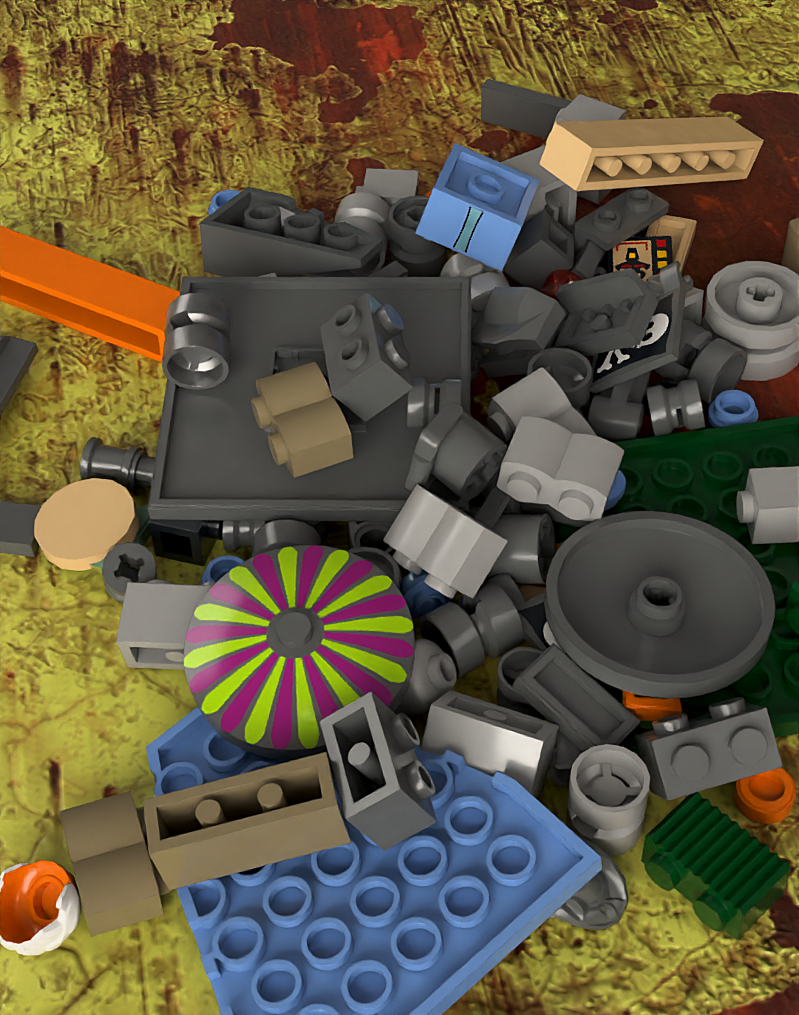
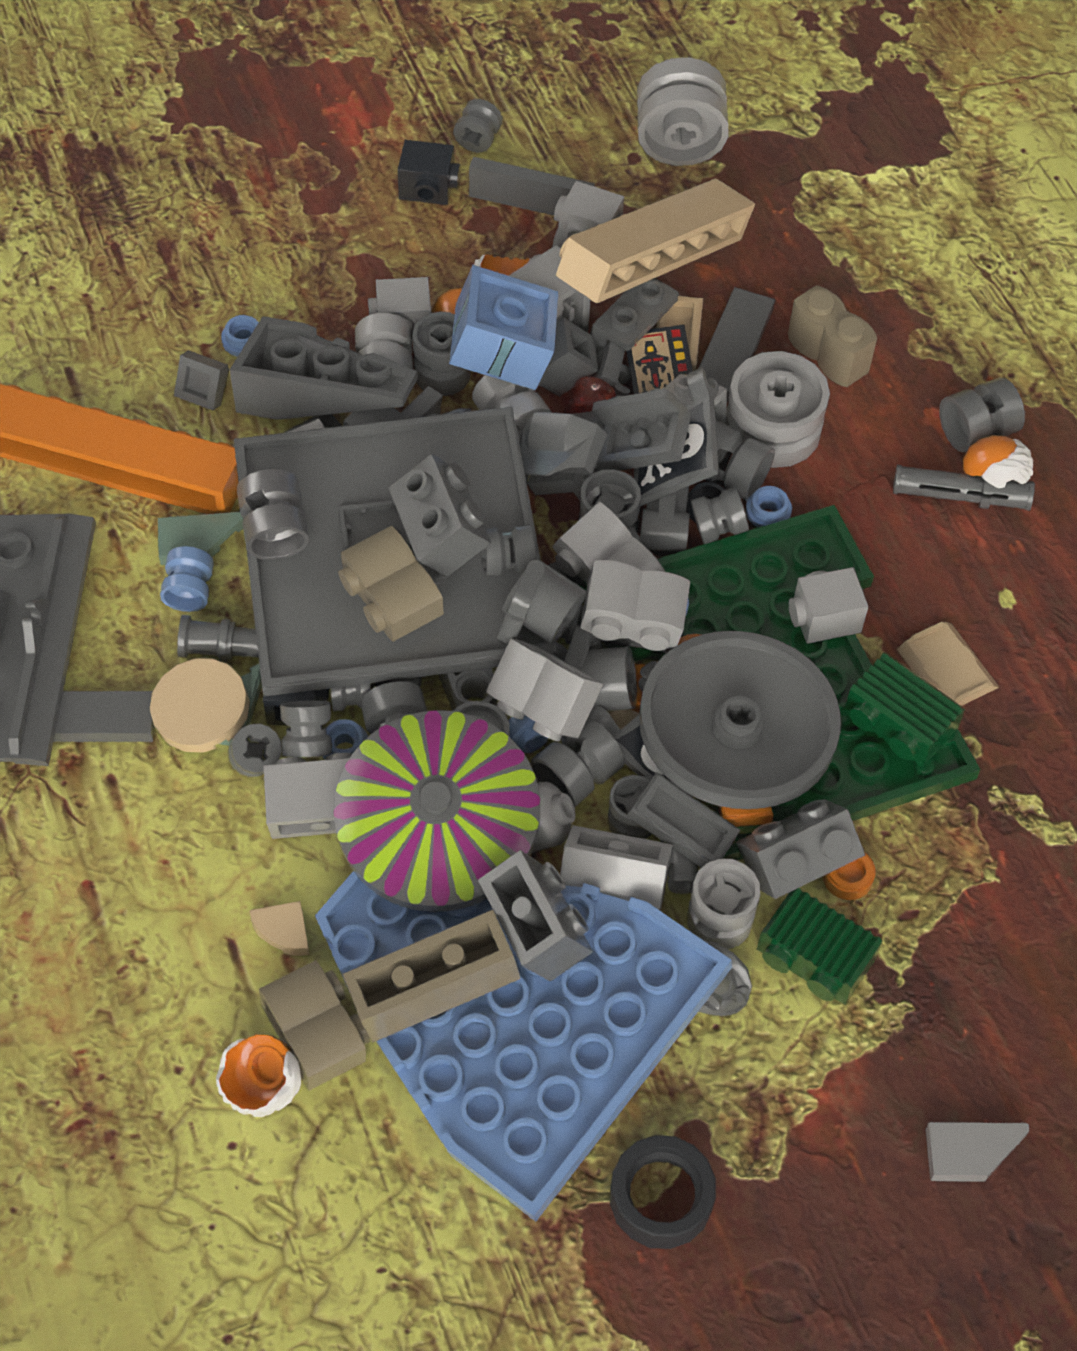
camera: 15 degrees left, 10 degrees up
(111, 407) = (187, 577): none -> medium blue wheel
(111, 756) = (282, 927): none -> tan tile
(126, 375) = (196, 531): none -> sand green tile
(176, 240) = (201, 380): none -> dark grey tile
(184, 553) = (306, 734): none -> dark grey wheel
(442, 93) = (427, 172): none -> black brick
(501, 59) = (478, 125): none -> dark grey wheel
(702, 58) = (682, 111): none -> light grey wheel
(733, 243) = (736, 335): none -> dark grey tile

